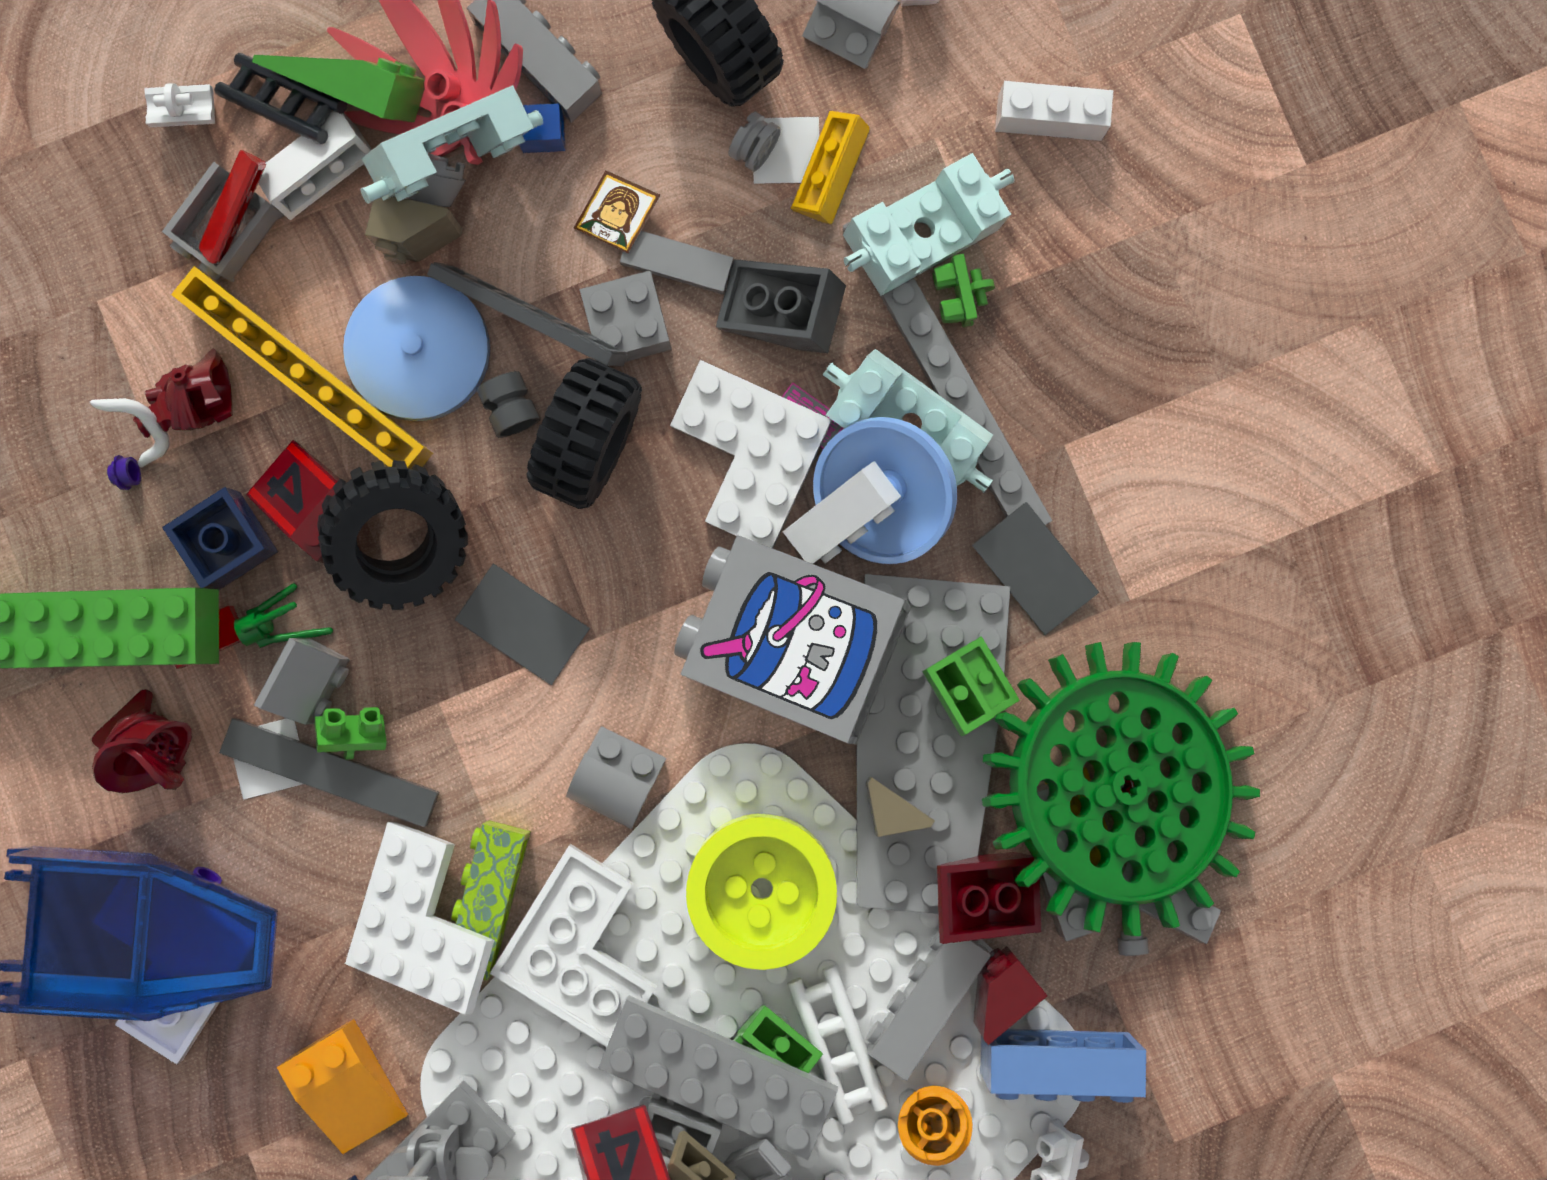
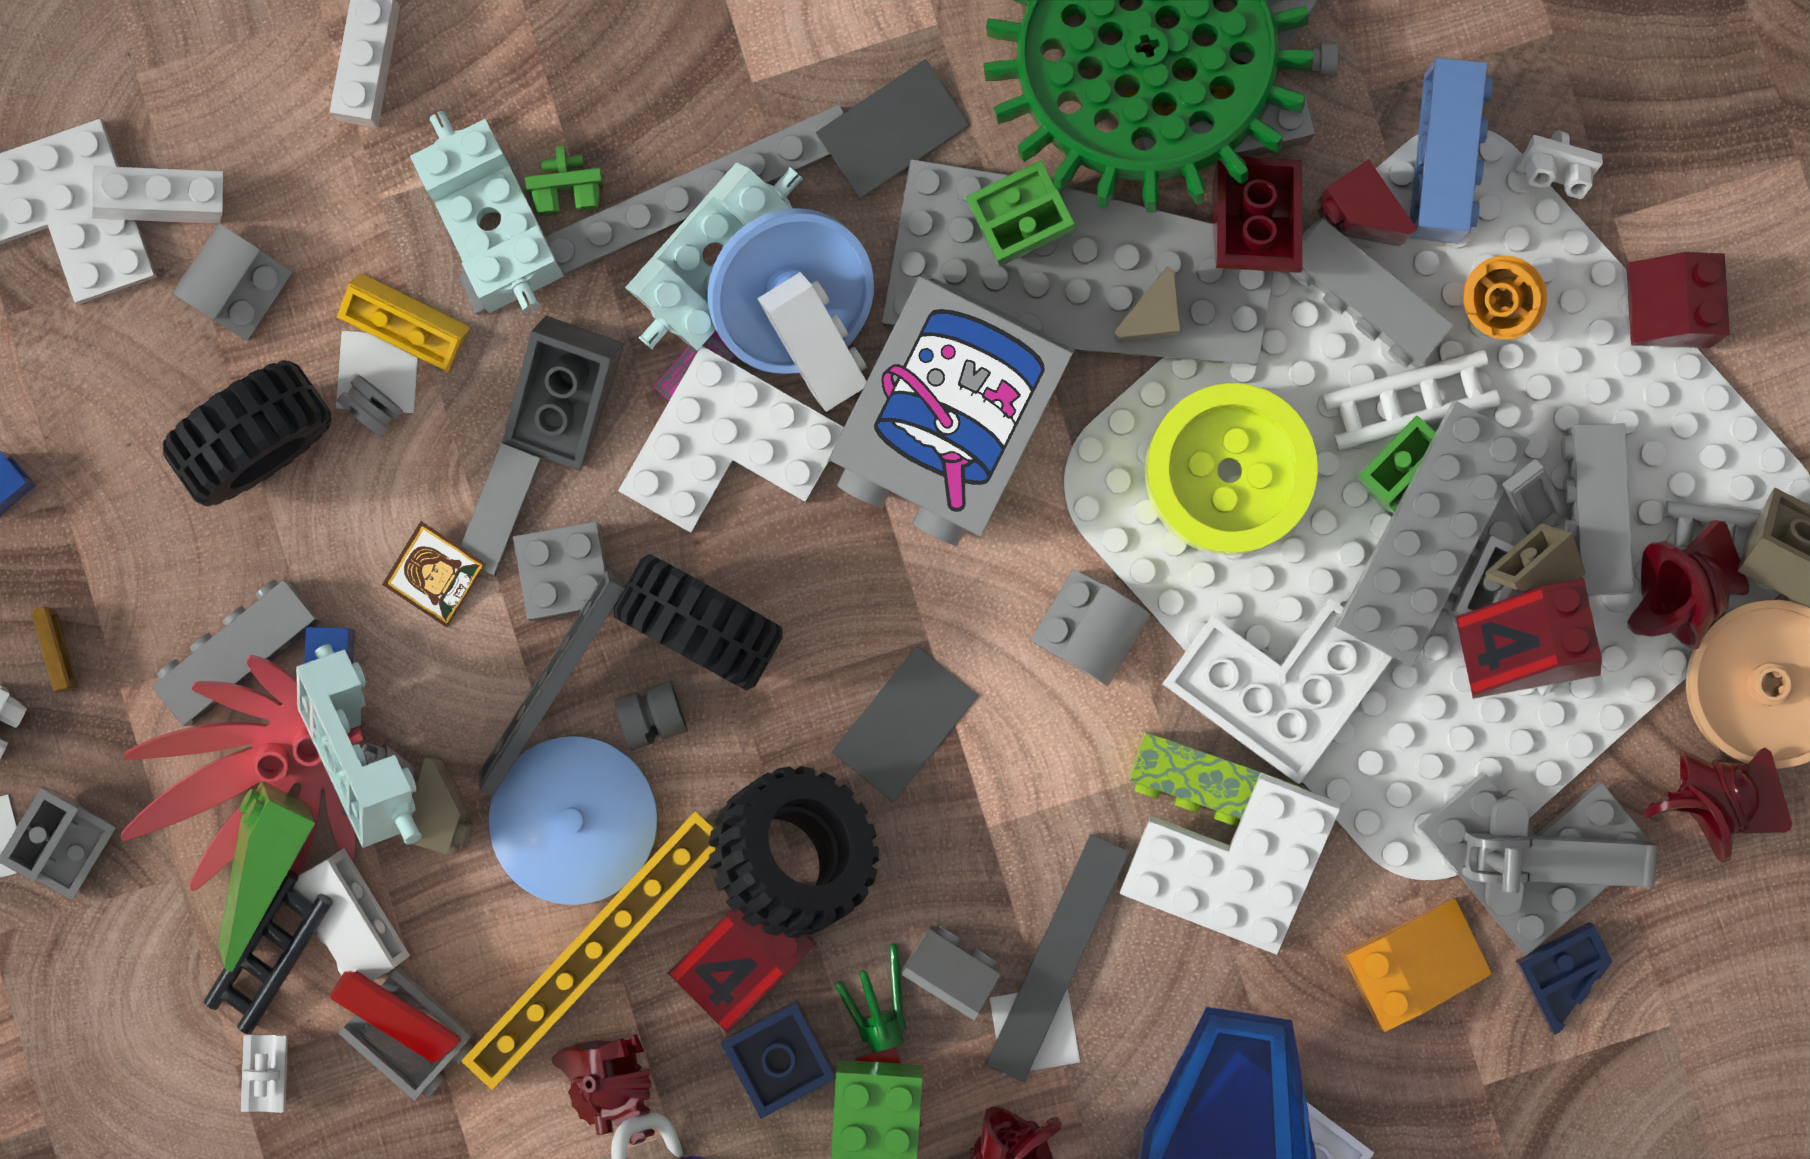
camera: 85 degrees left, 0 degrees up
(350, 732) = (1014, 924): bright green hips -> none

